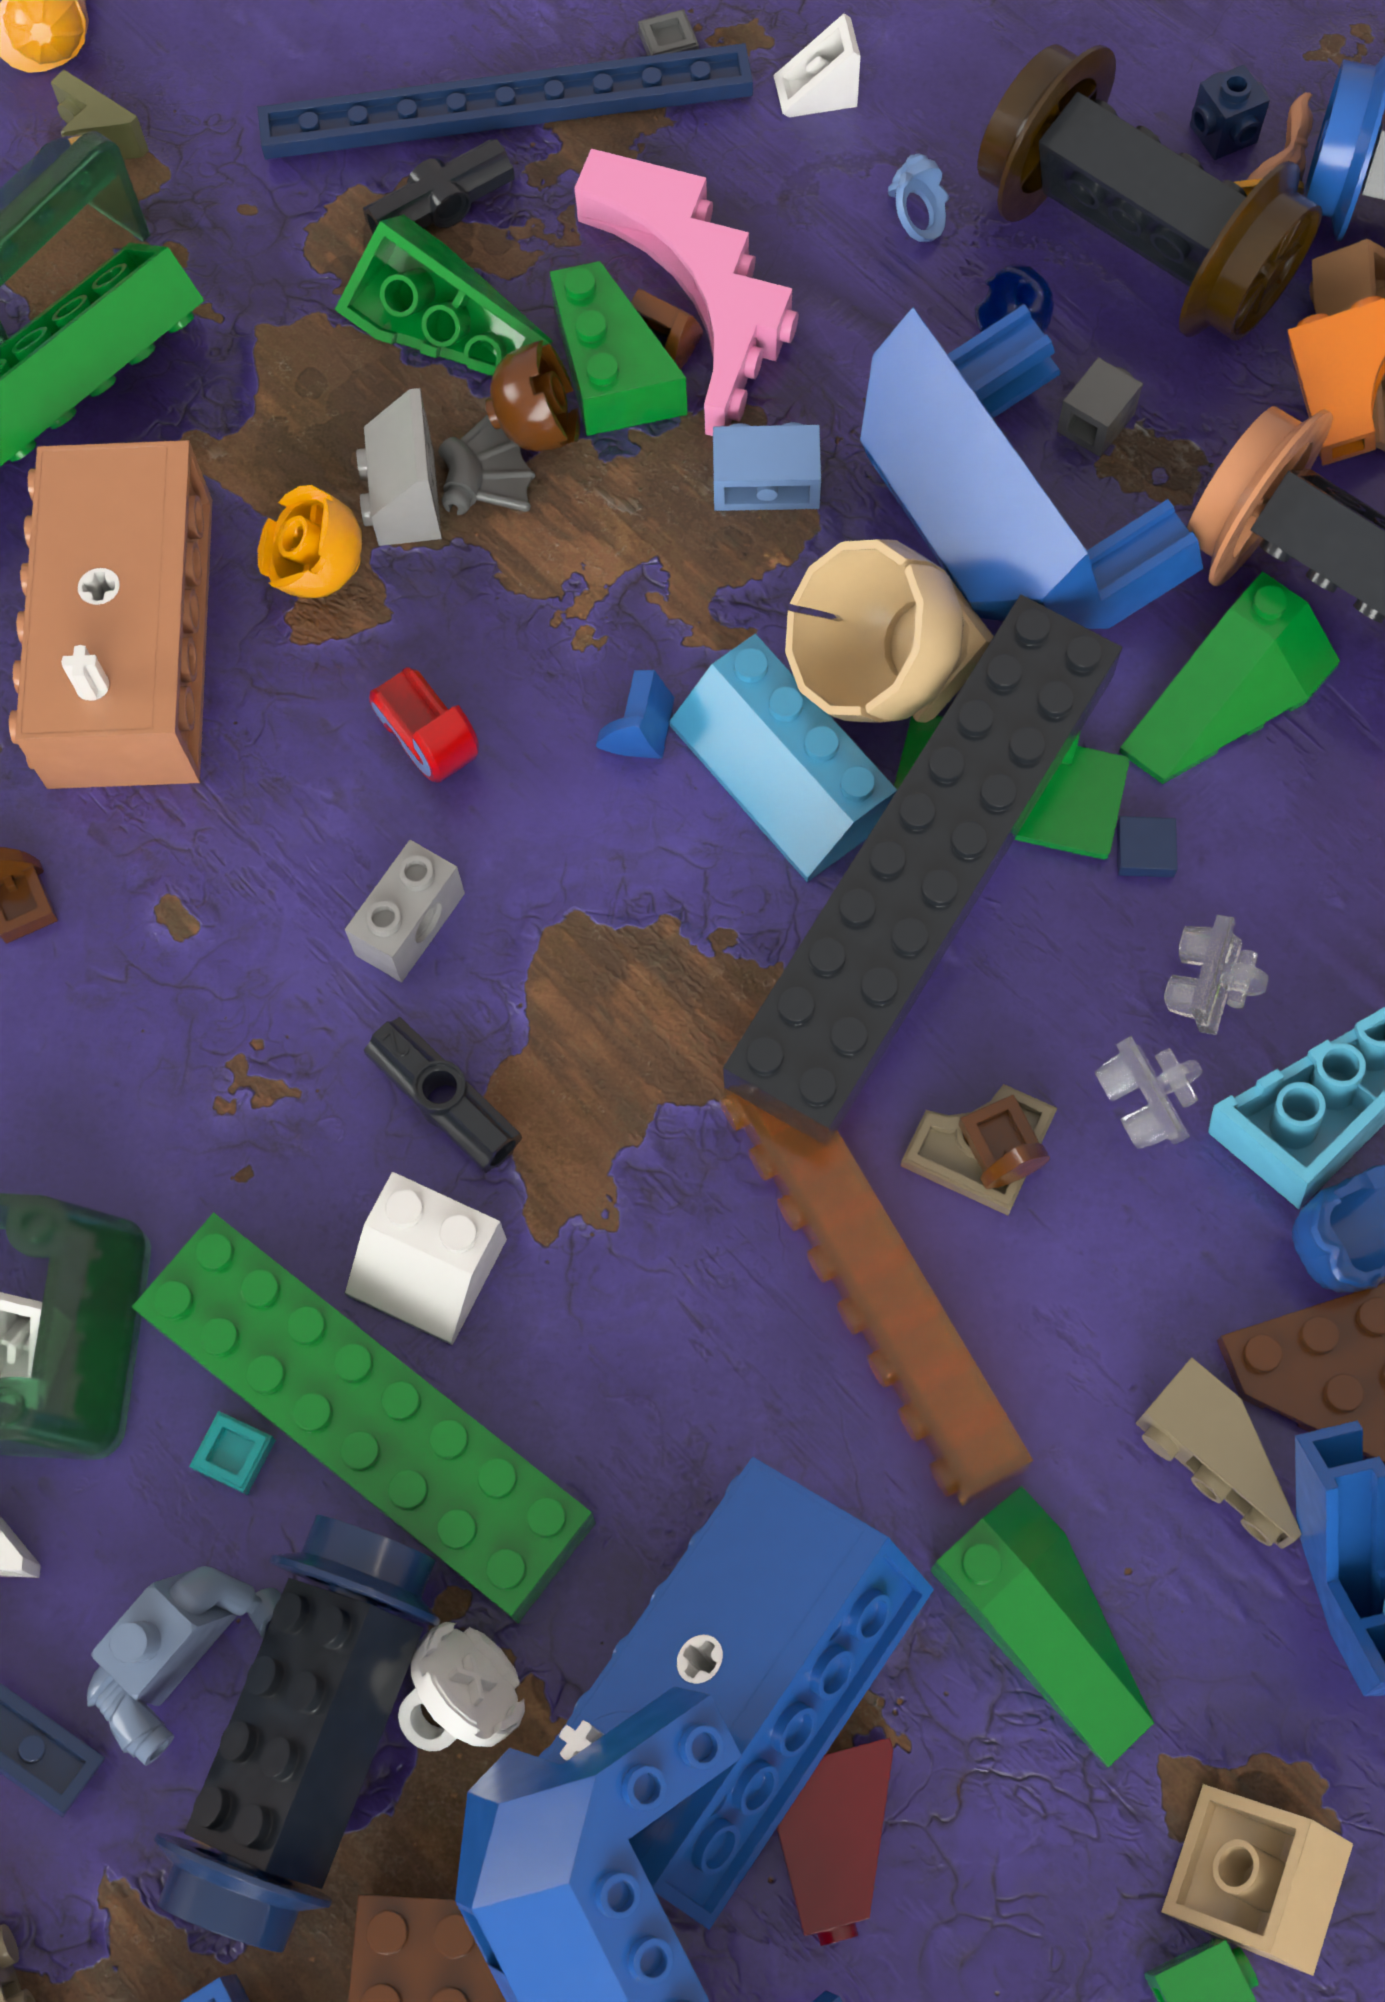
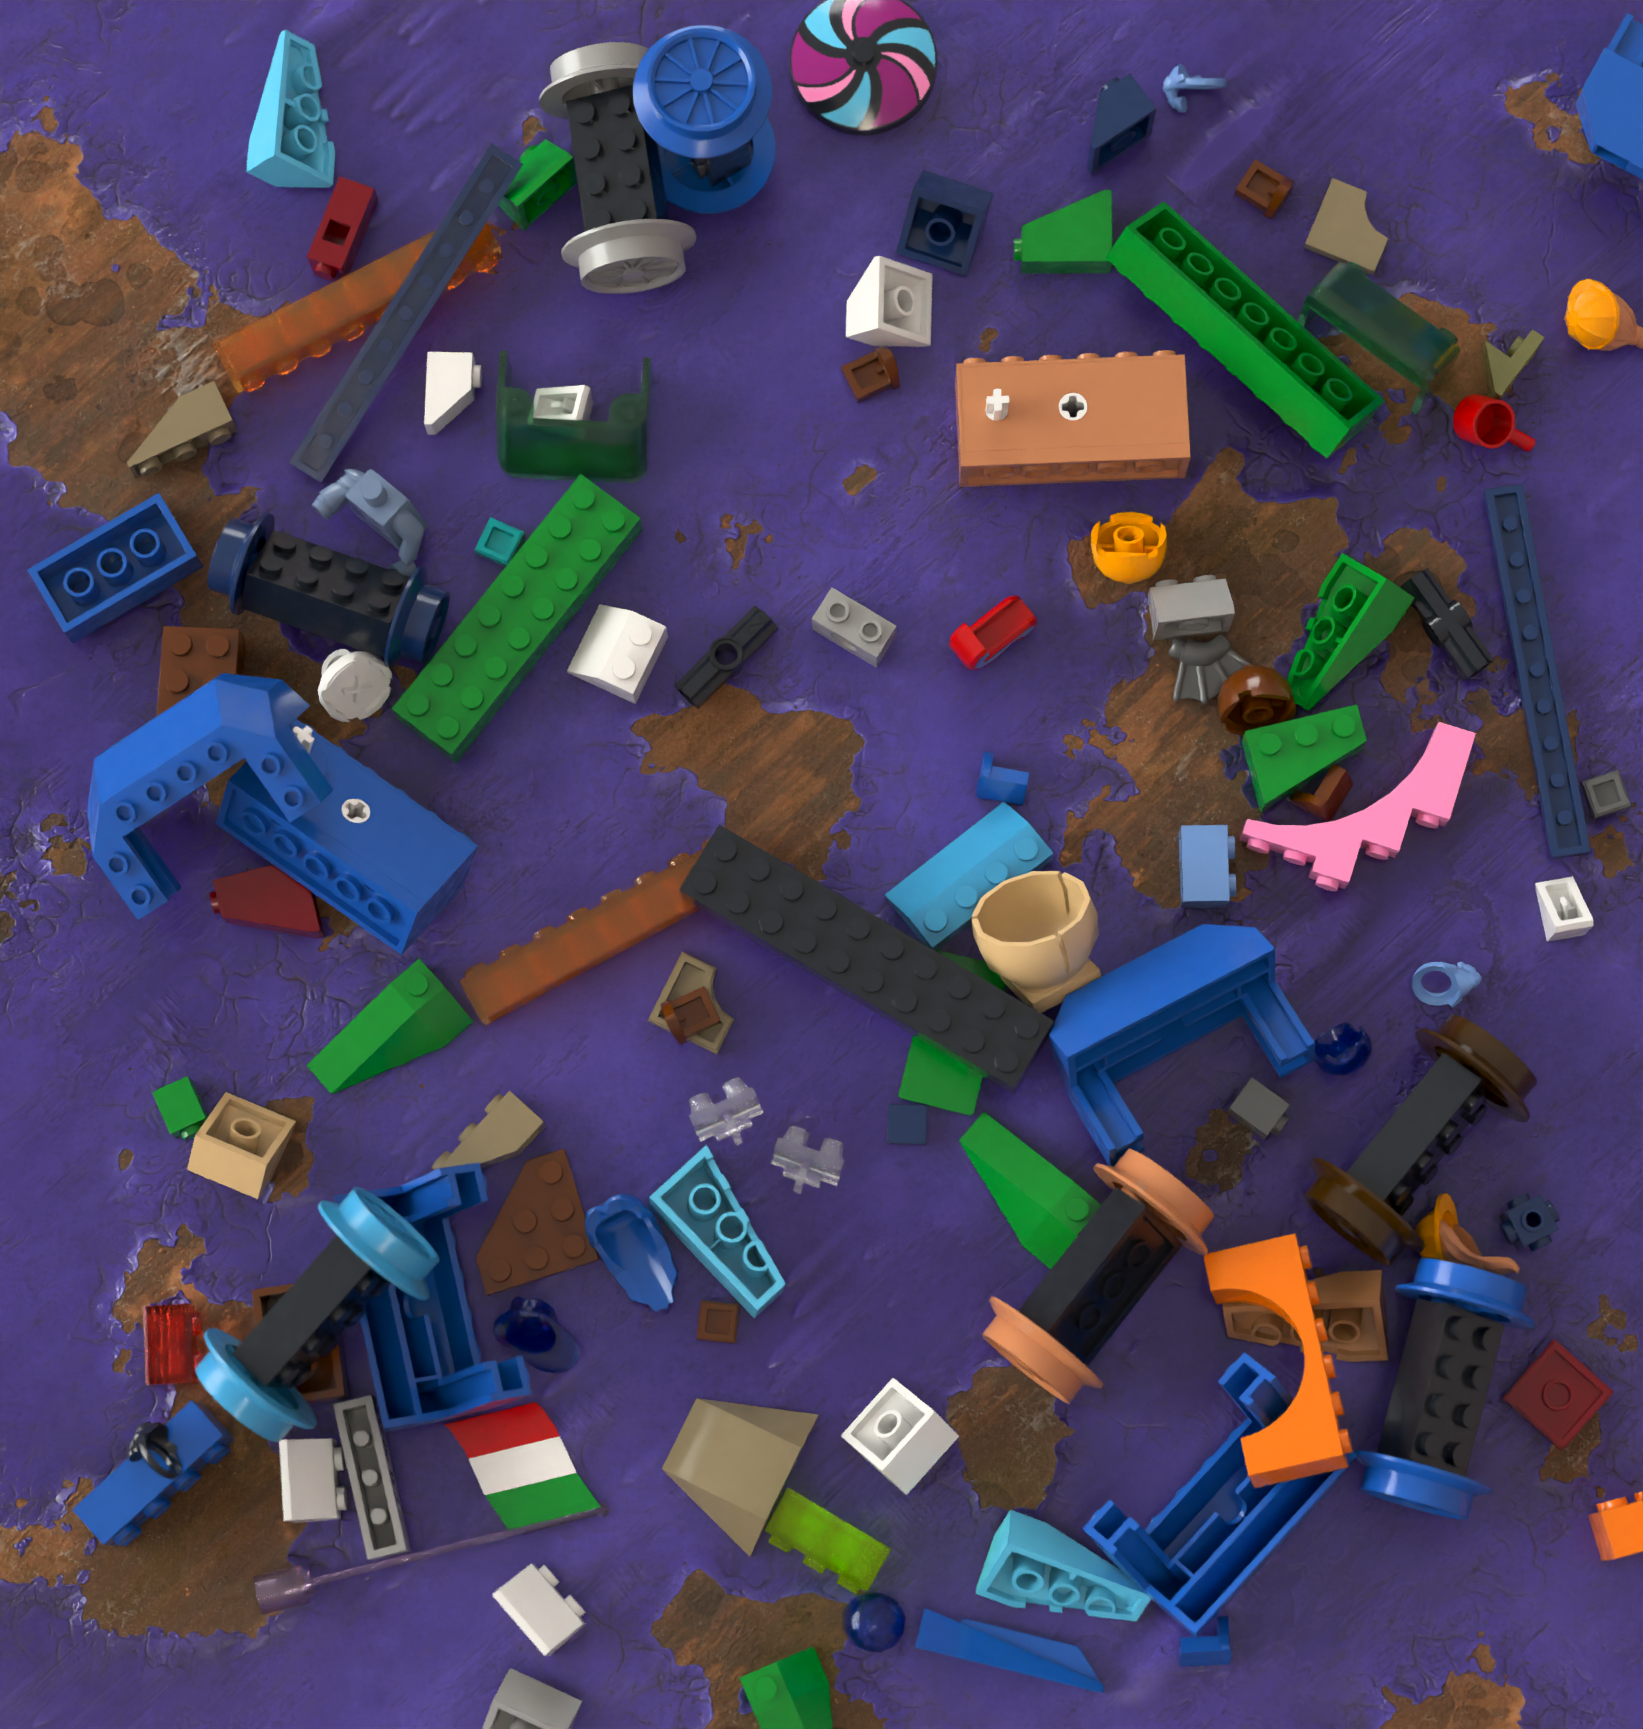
camera: 90 degrees right, 10 degrees up
(170, 139) = (1488, 423): none -> red piece

